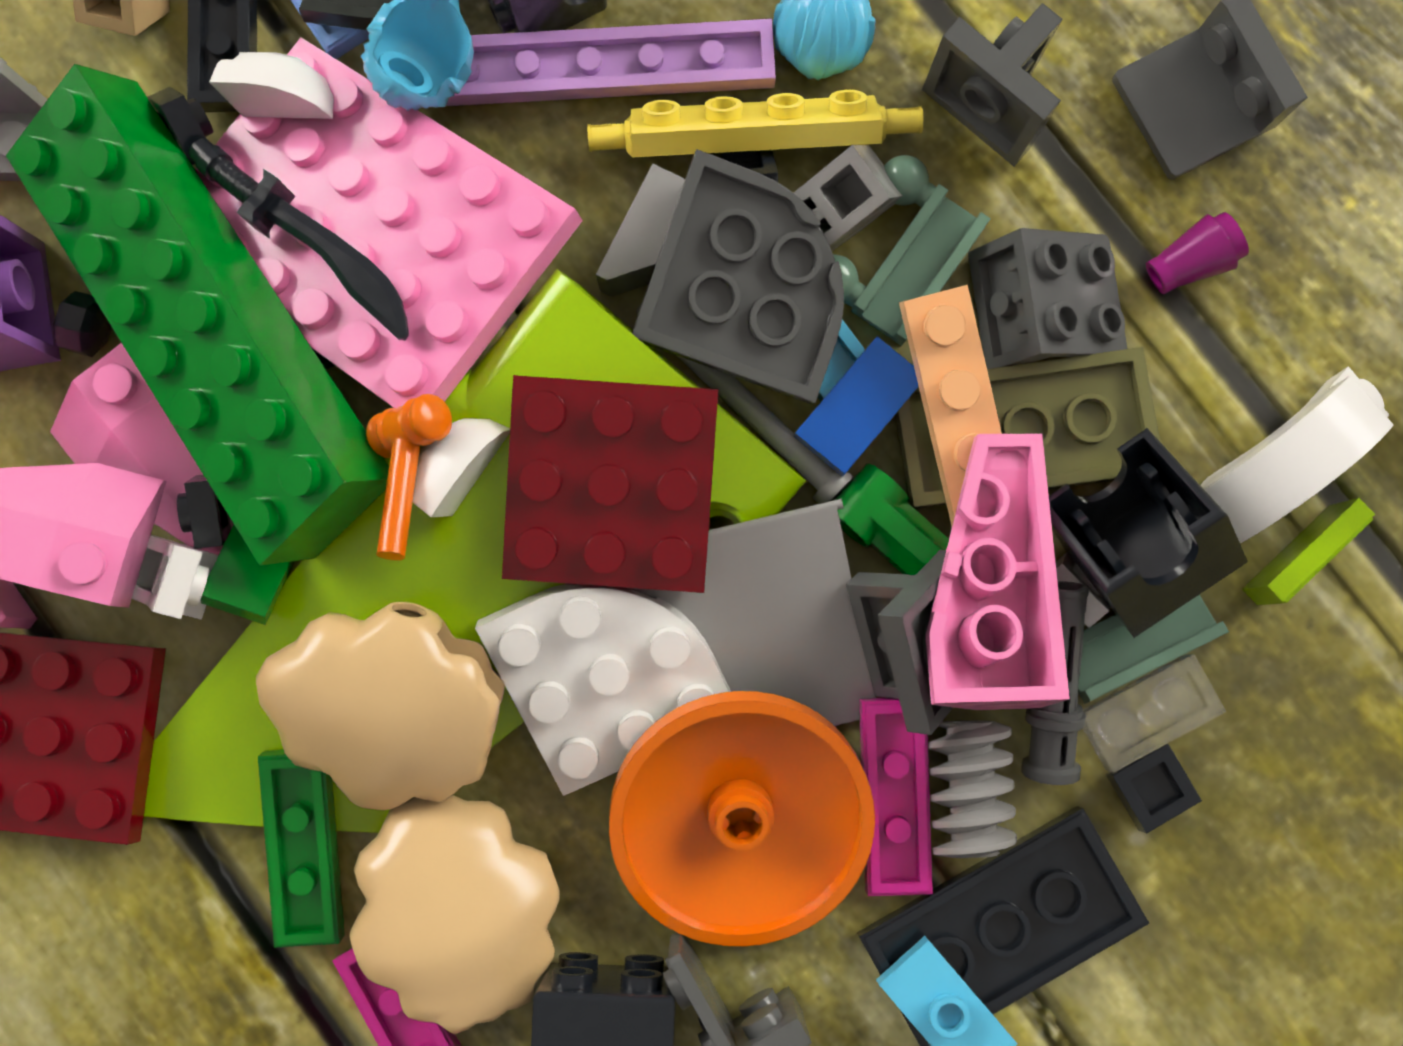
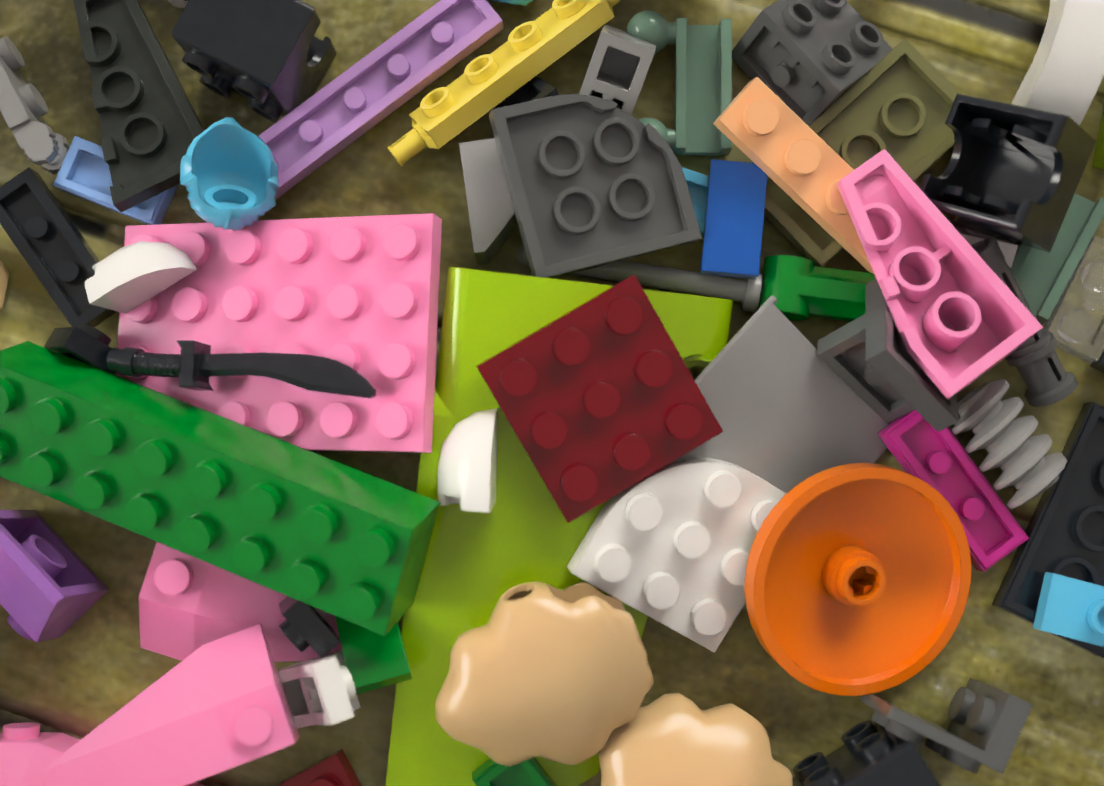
camera: 25 degrees left, 0 degrees up
(81, 325) = (111, 550): black tile -> none
(398, 436) = (423, 467): orange piece -> none

